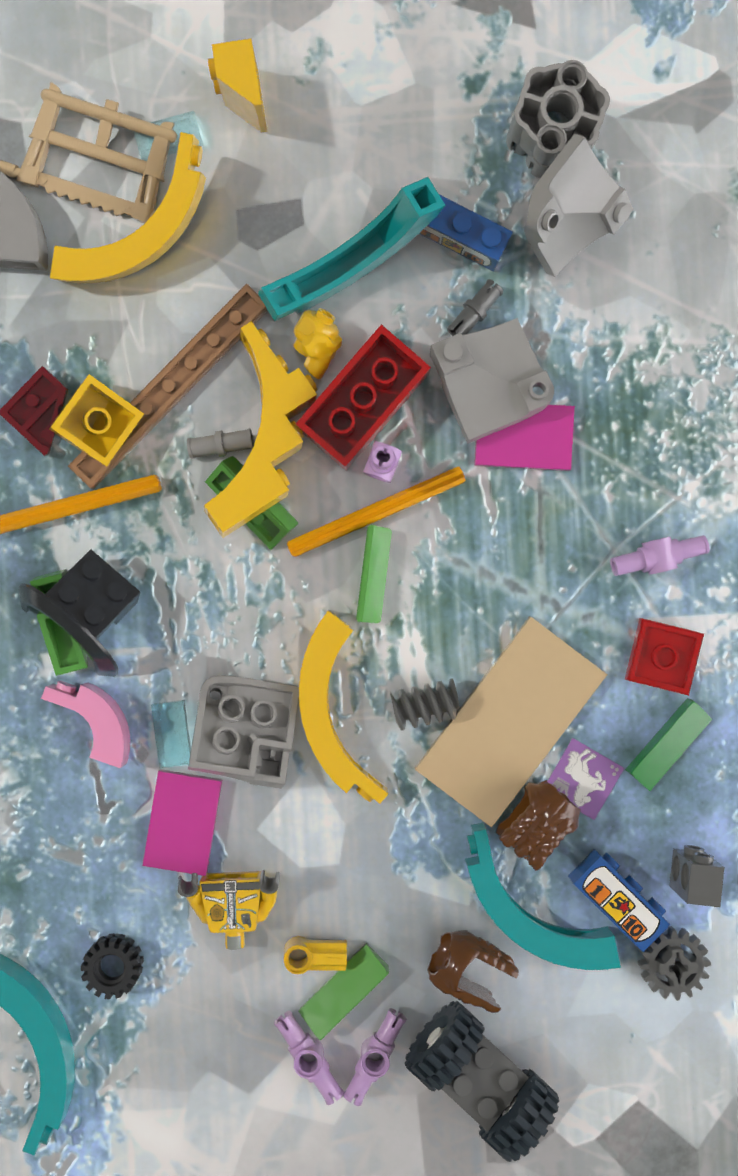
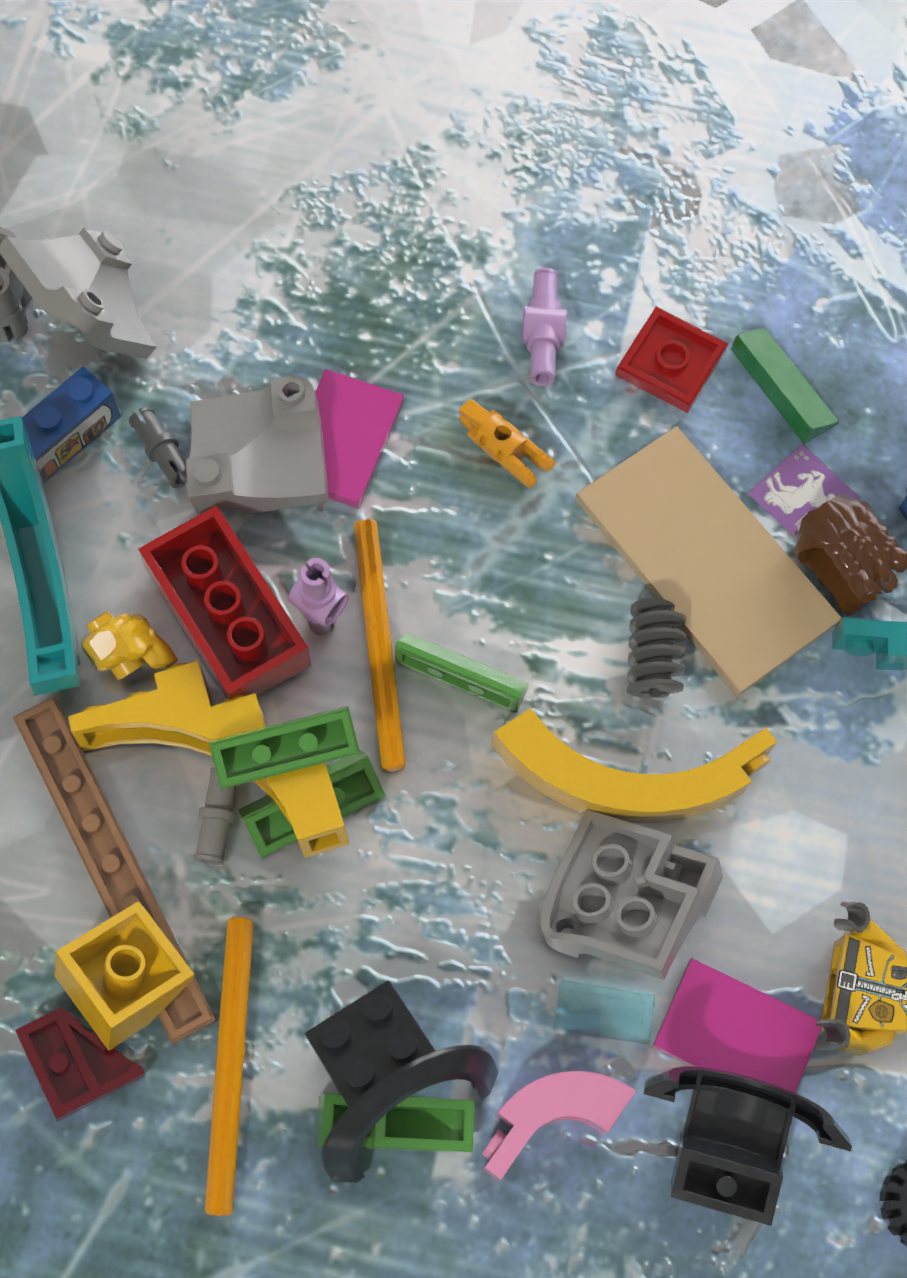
camera: 75 degrees left, 20 degrees down
(109, 838) = (736, 1138): none -> black piece
(267, 474) = (284, 747): none -> bright green slope
(564, 542) = (503, 442): none -> light orange hinge

